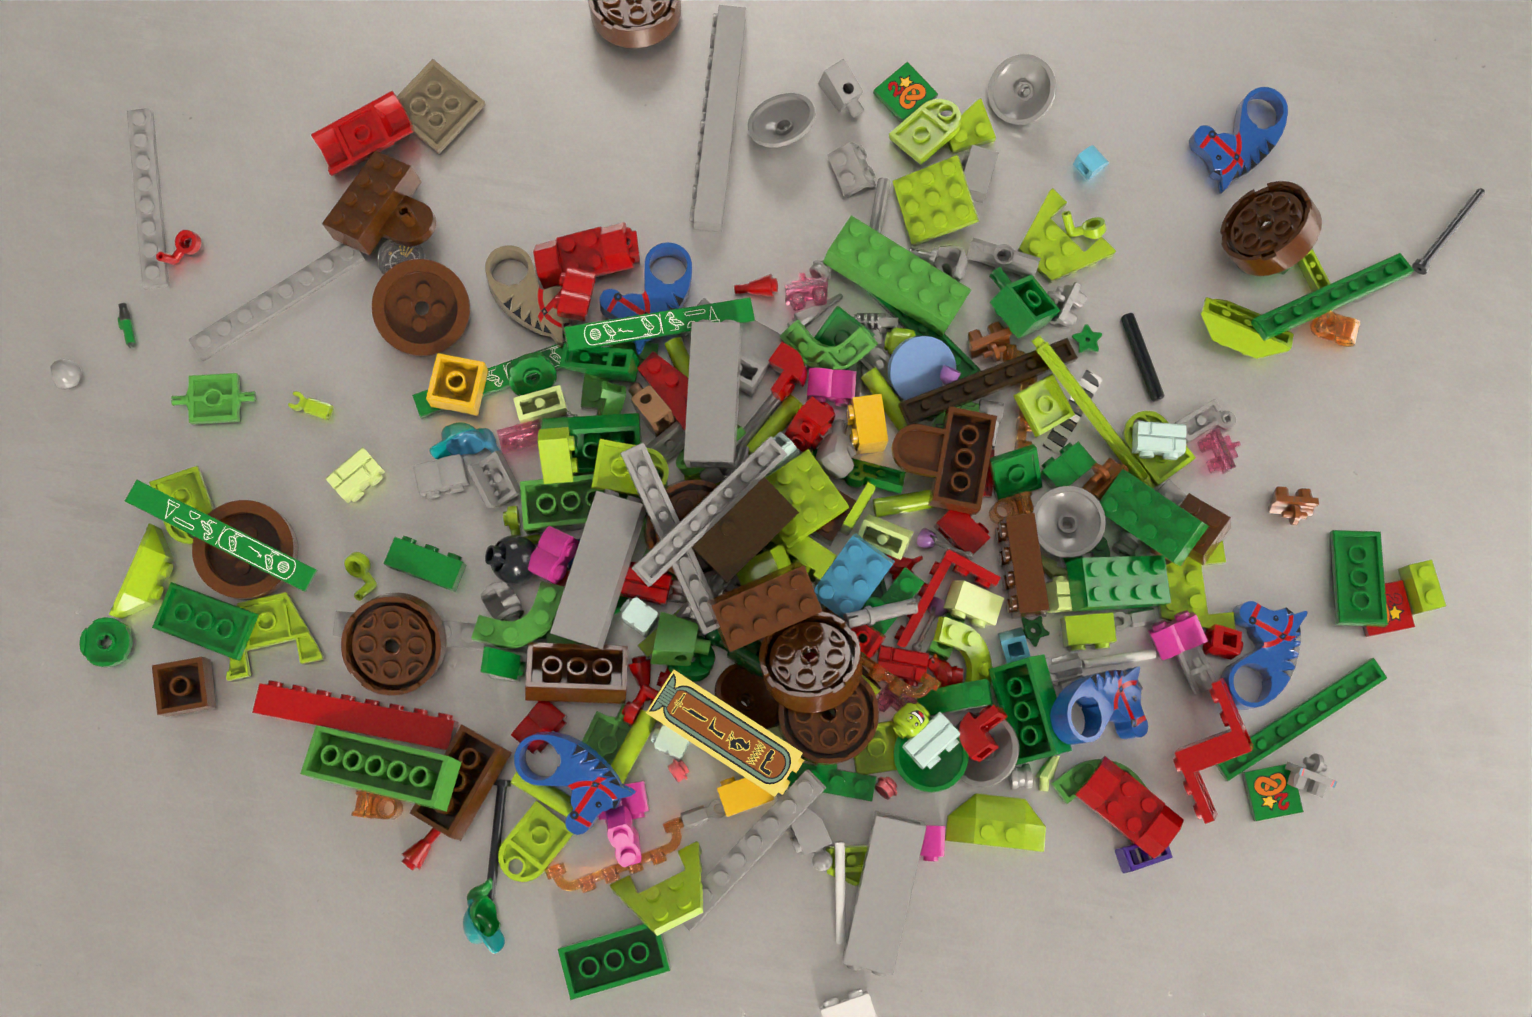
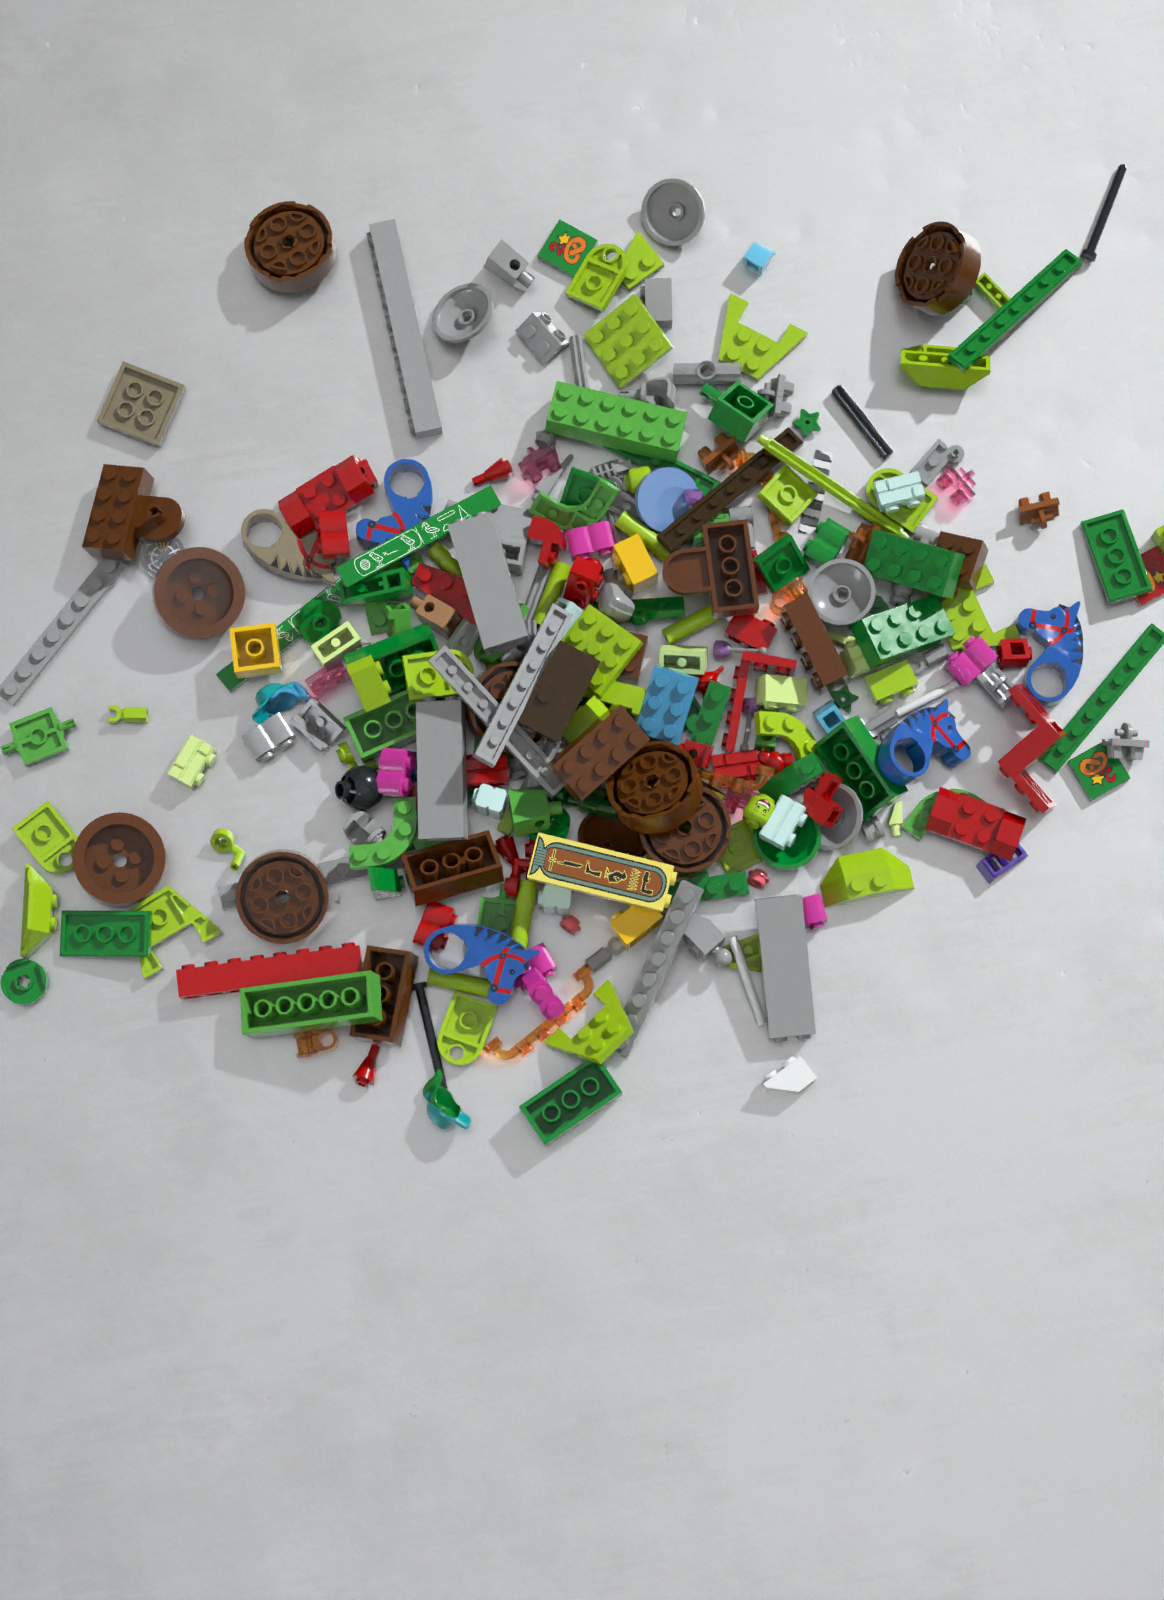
camera: 10 degrees left, 0 degrees up
(184, 686) = (109, 995): reddish brown brick -> none
(221, 535) = (97, 852): green tile -> none
(363, 132) = (86, 452): red piece -> none
(425, 563) = (282, 819): green brick -> none
(857, 509) = (651, 643): lime tile -> none
(870, 615) = (695, 730): light grey pin -> none
(1091, 228) = (779, 319): lime plate -> none
(1237, 154) = (888, 208): blue animal -> none
(1336, 328) = (1031, 338): clear orange piece -> none

